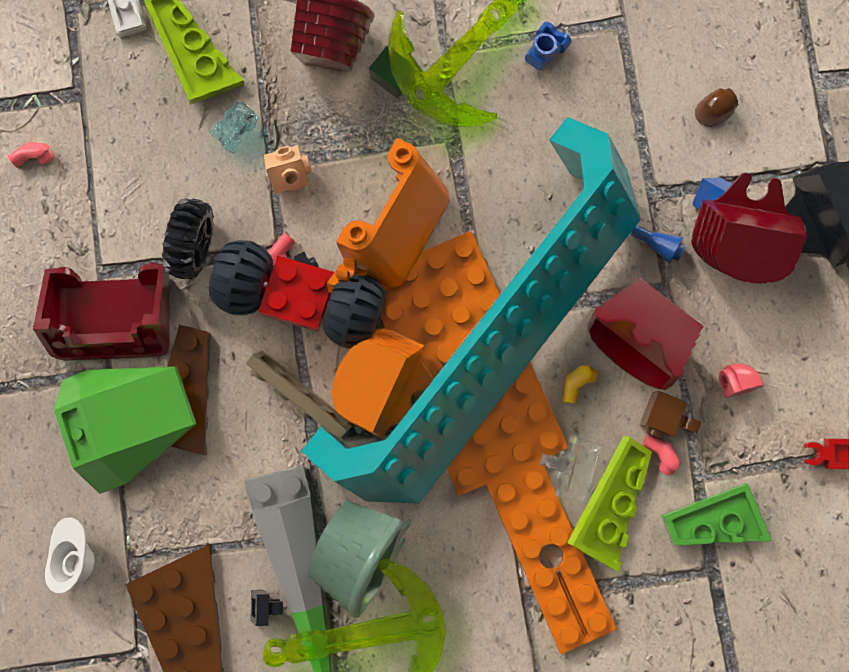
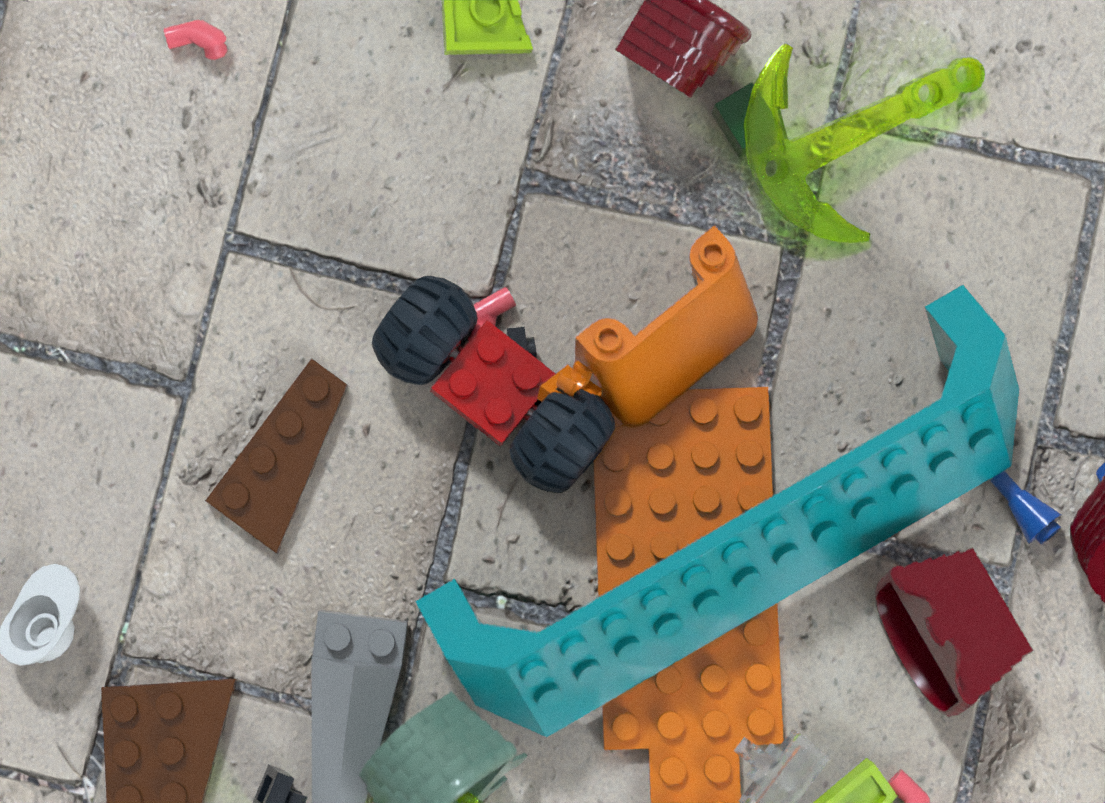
camera: 20 degrees right, 0 degrees up
(104, 316) = (216, 306): dark red windscreen -> none
(121, 421) = (184, 461): bright green wedge -> none
(187, 238) = (371, 246): black gear -> none
(233, 125) = (486, 111): clear light blue plate -> none
(287, 169) = (545, 201): light nougat brick -> none
(291, 388) = (431, 508): dark tan plate -> none
(378, 381) = (558, 547): orange piece -> none
(547, 45) = (979, 166): blue plate -> none
(575, 380) = (832, 654): yellow arm -> none
(665, 415) = (936, 752): reddish brown brick -> none
(739, 379) = (1060, 745): coral piece -> none

